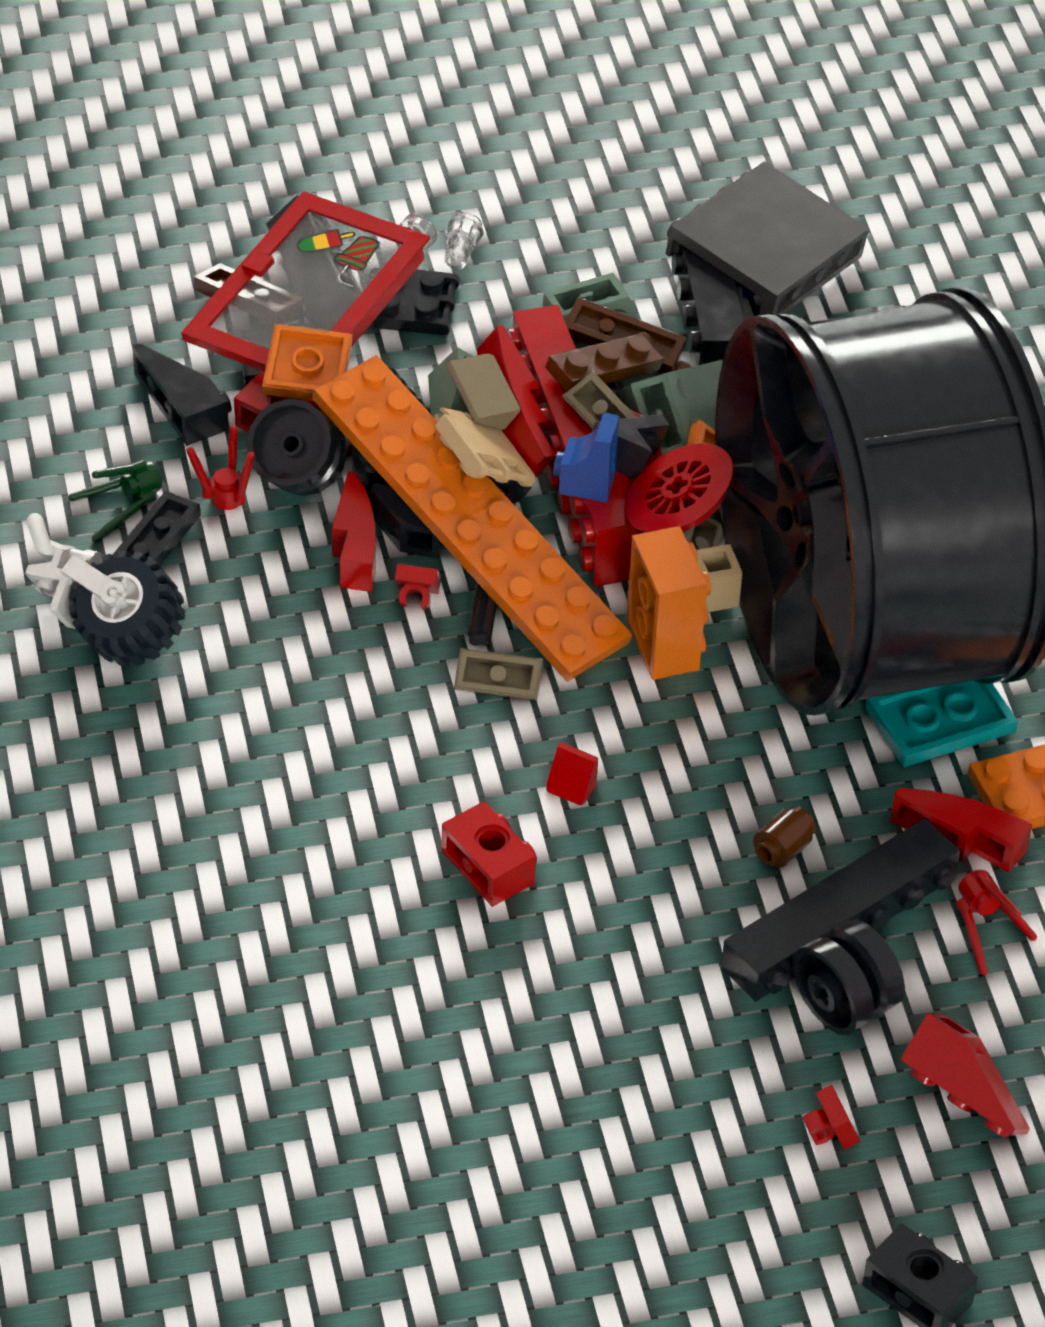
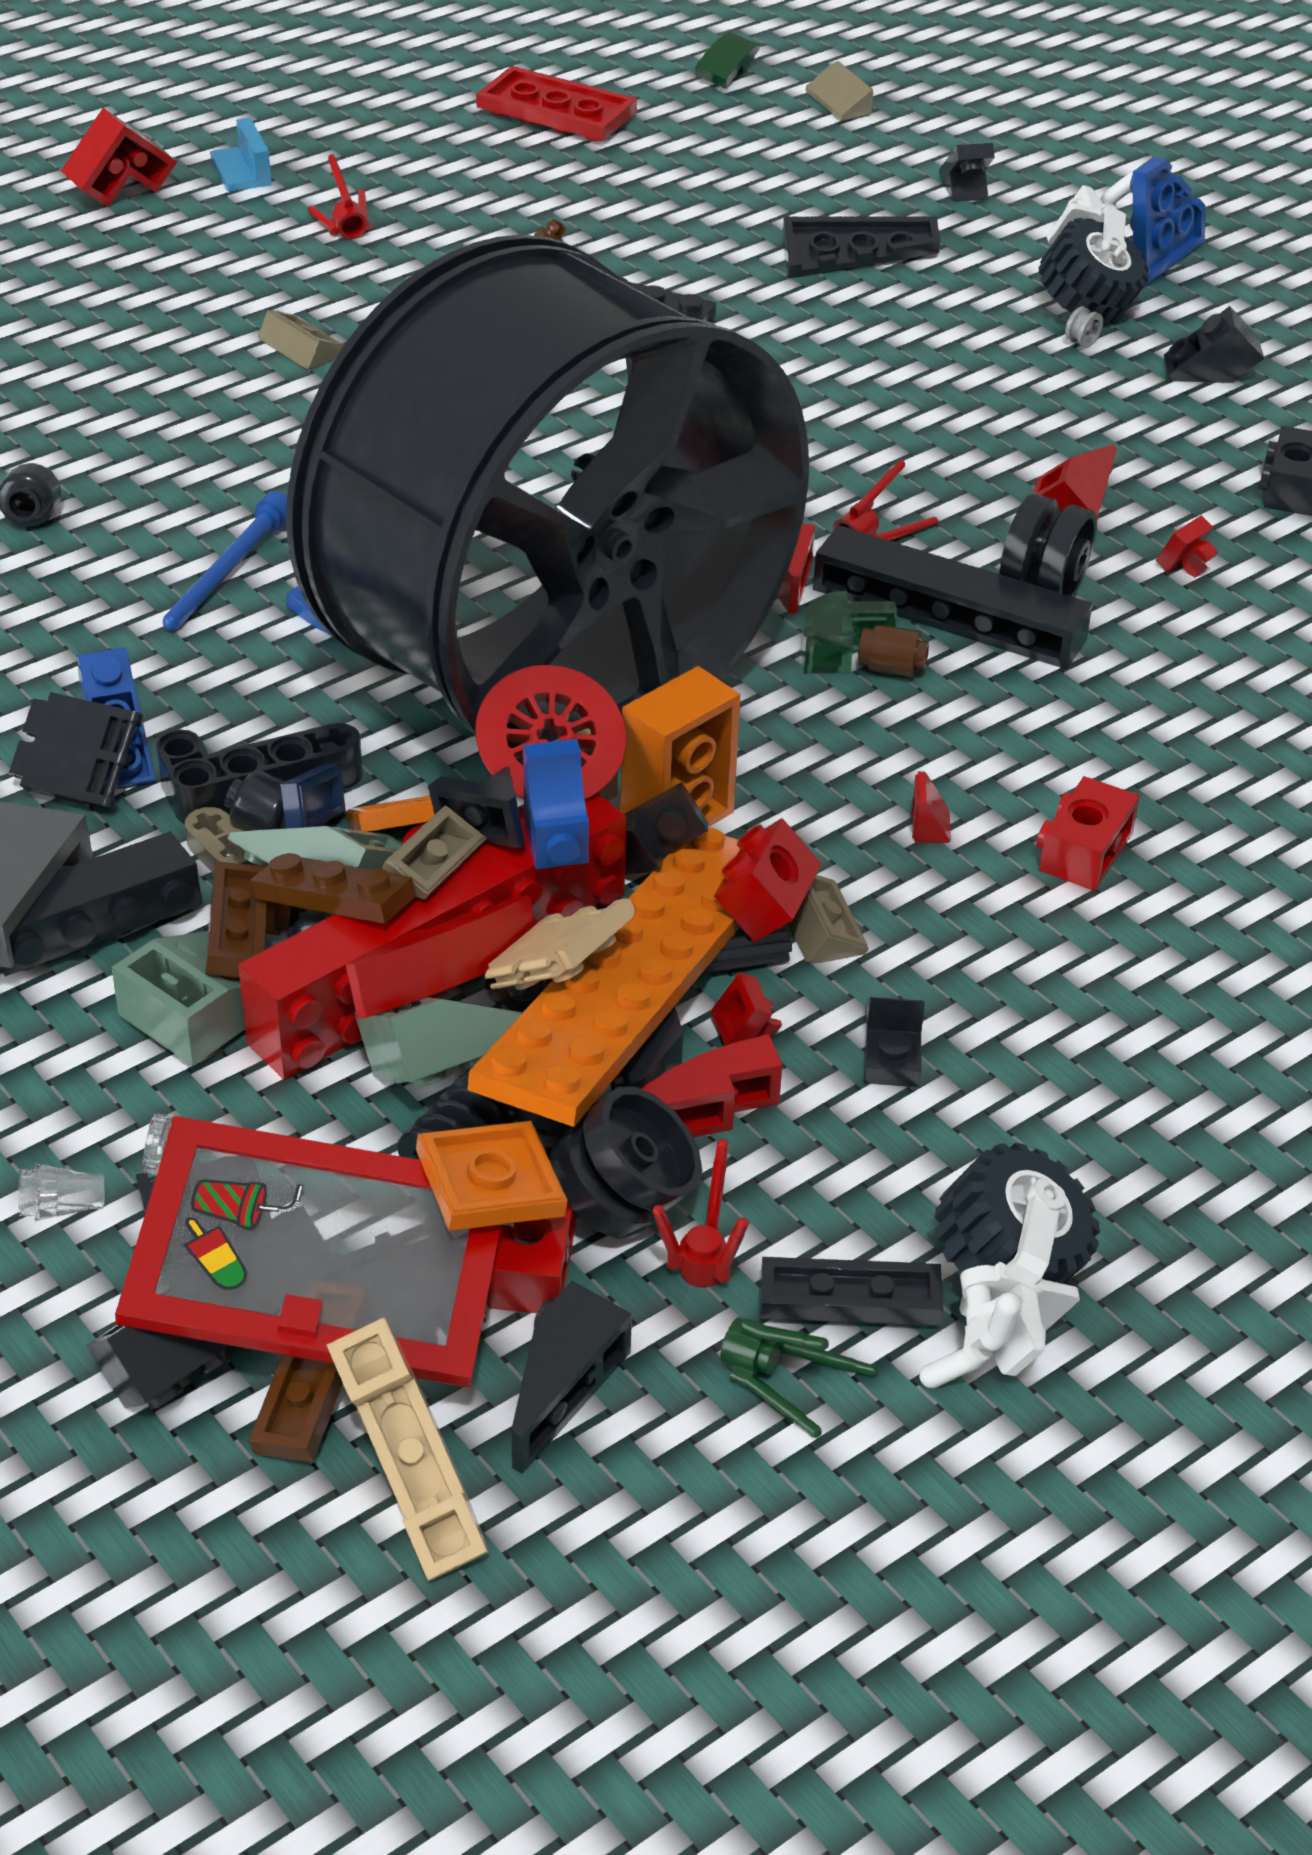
camera: 115 degrees left, 5 degrees down
(116, 321) = (409, 1448): none -> tan slope
(357, 657) = (893, 1041): none -> black slope
(484, 390) = (462, 960): dark tan slope -> none
(494, 602) = (767, 879): none -> red brick
(605, 573) = (661, 827): none -> black slope
(834, 808) = (835, 629): none -> clear green brick

